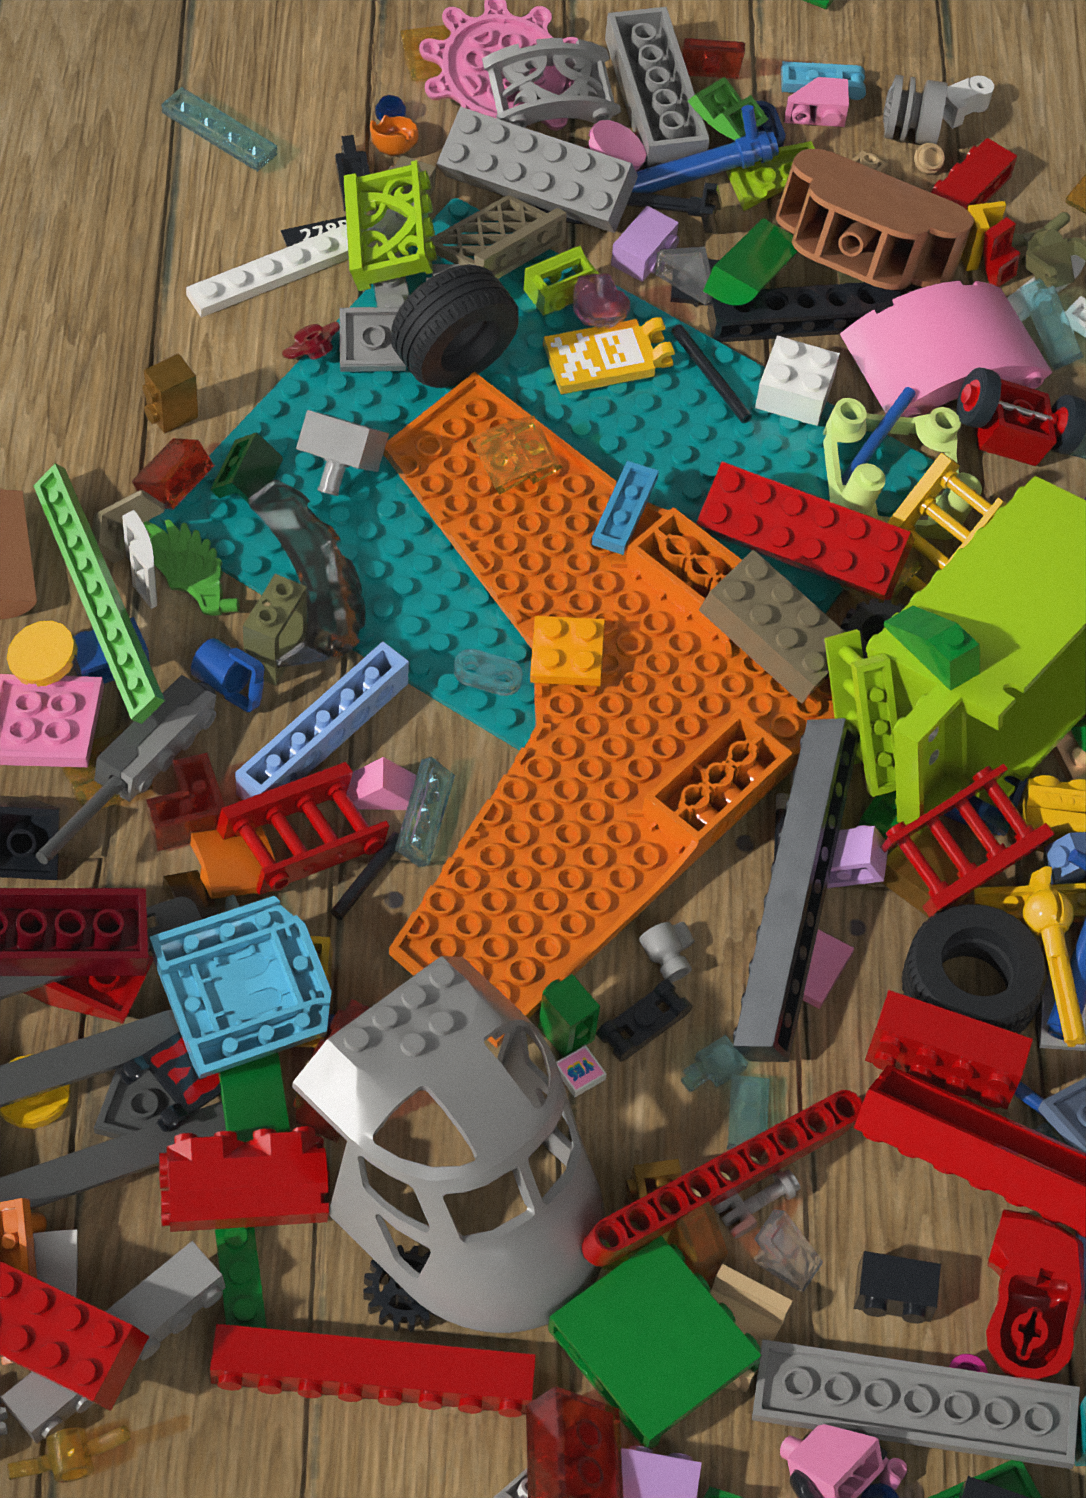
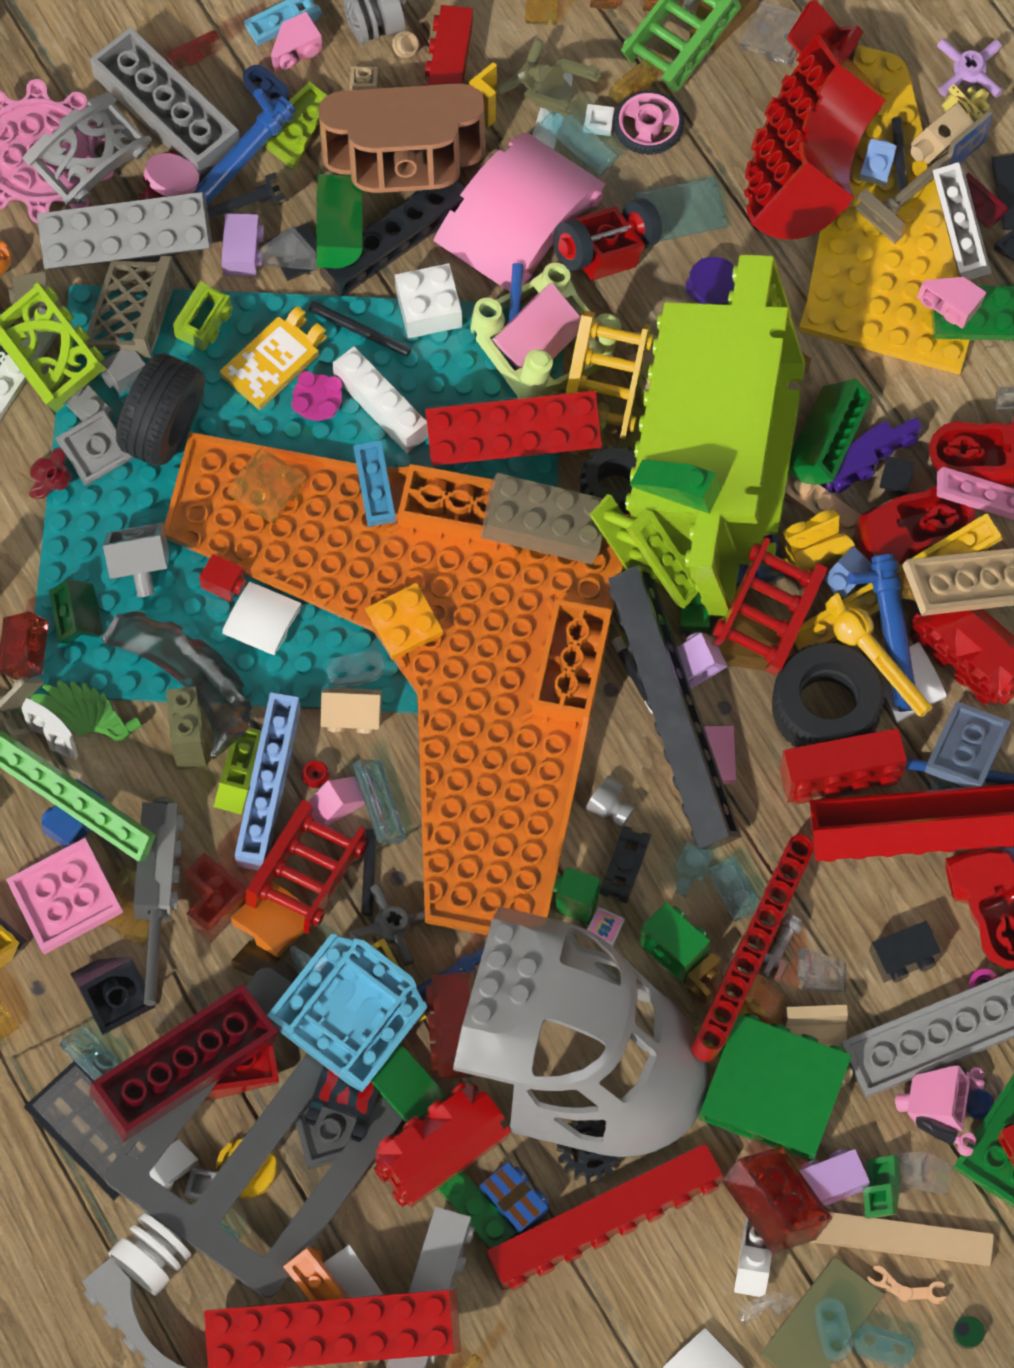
camera: 25 degrees left, 10 degrees up
(42, 653) = (31, 846): yellow tile -> none
(228, 672) = (169, 779): blue piece -> none
(287, 1289) = (515, 1198): none -> brick
(291, 700) = (238, 772): none -> lime slope
(351, 936) = (391, 924): none -> dark grey bar
(375, 743) = (315, 767): none -> red plate
(413, 516) = (222, 578): none -> red brick
(426, 575) = (261, 618): none -> white slope
(457, 707) = (351, 709): none -> tan brick
(599, 301) = (246, 320): clear pink hair -> none
(625, 408) = (317, 396): none -> dark pink piece
(642, 1120) = (674, 941): none -> green brick
(685, 440) = (380, 400): none -> white brick
(722, 108) = (233, 94): bright green slope -> none
(900, 454) = (542, 324): none -> bright pink tile
(999, 255) = (510, 103): red slope -> none

